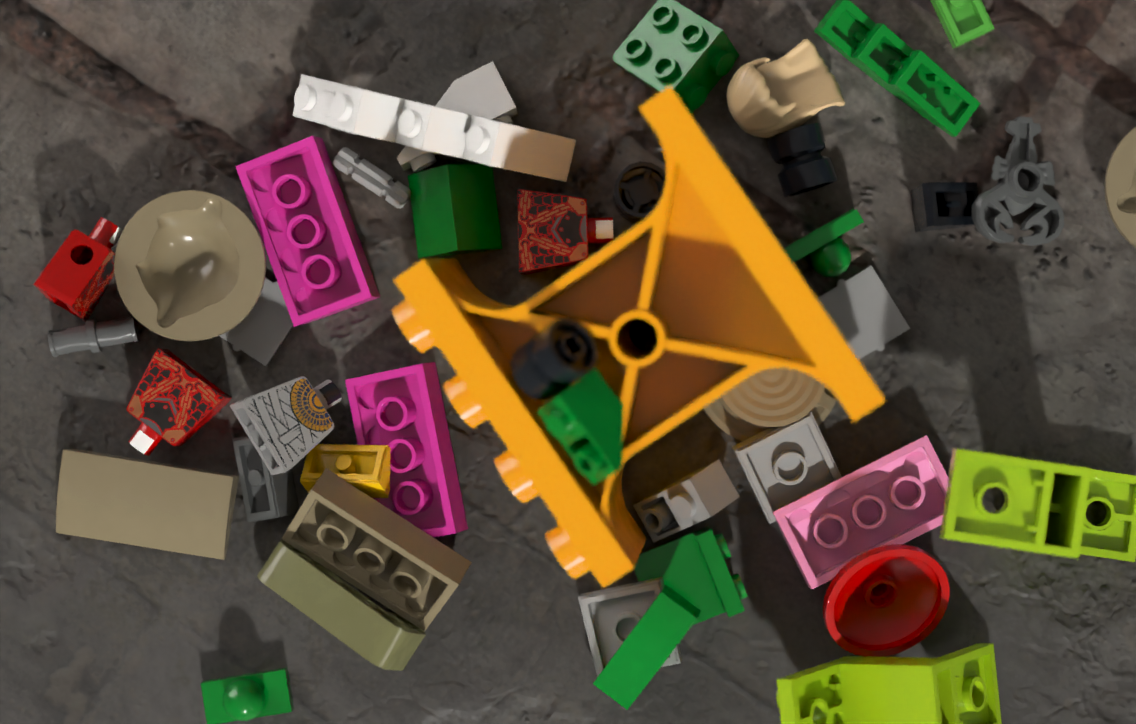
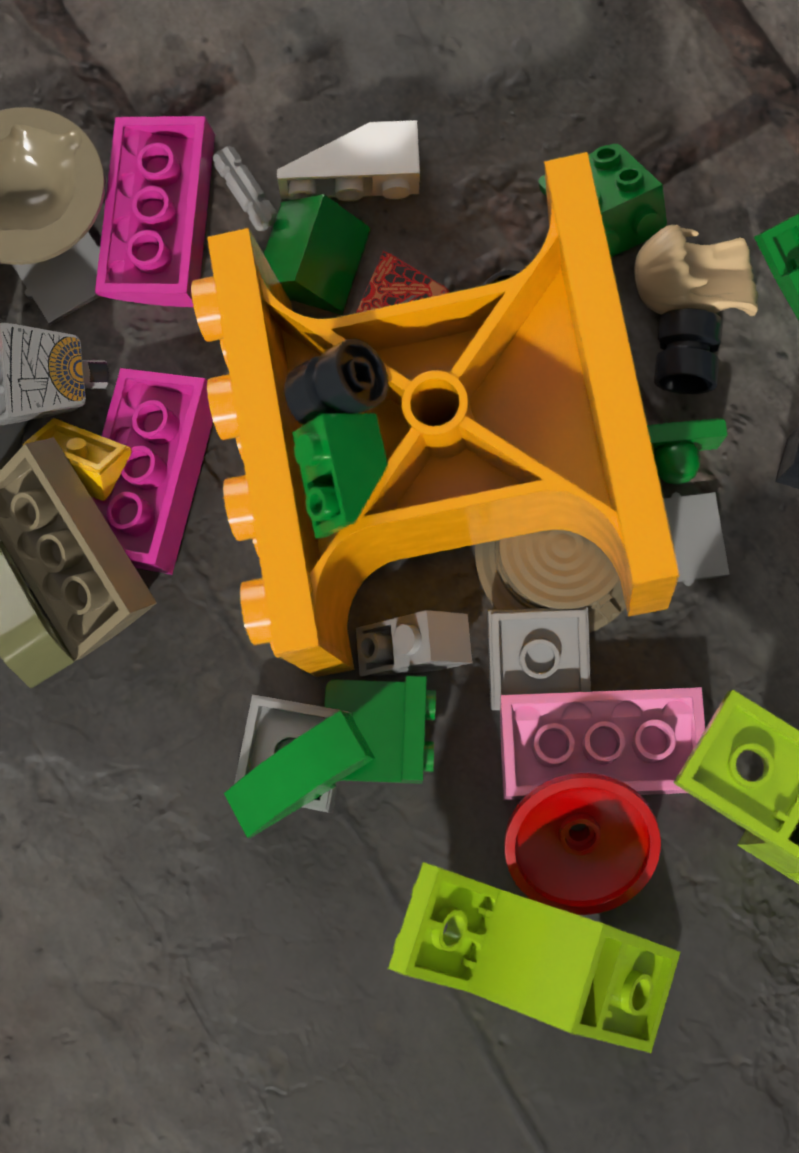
camera: 25 degrees right, 10 degrees down
(433, 128) = (324, 144): white arch -> none

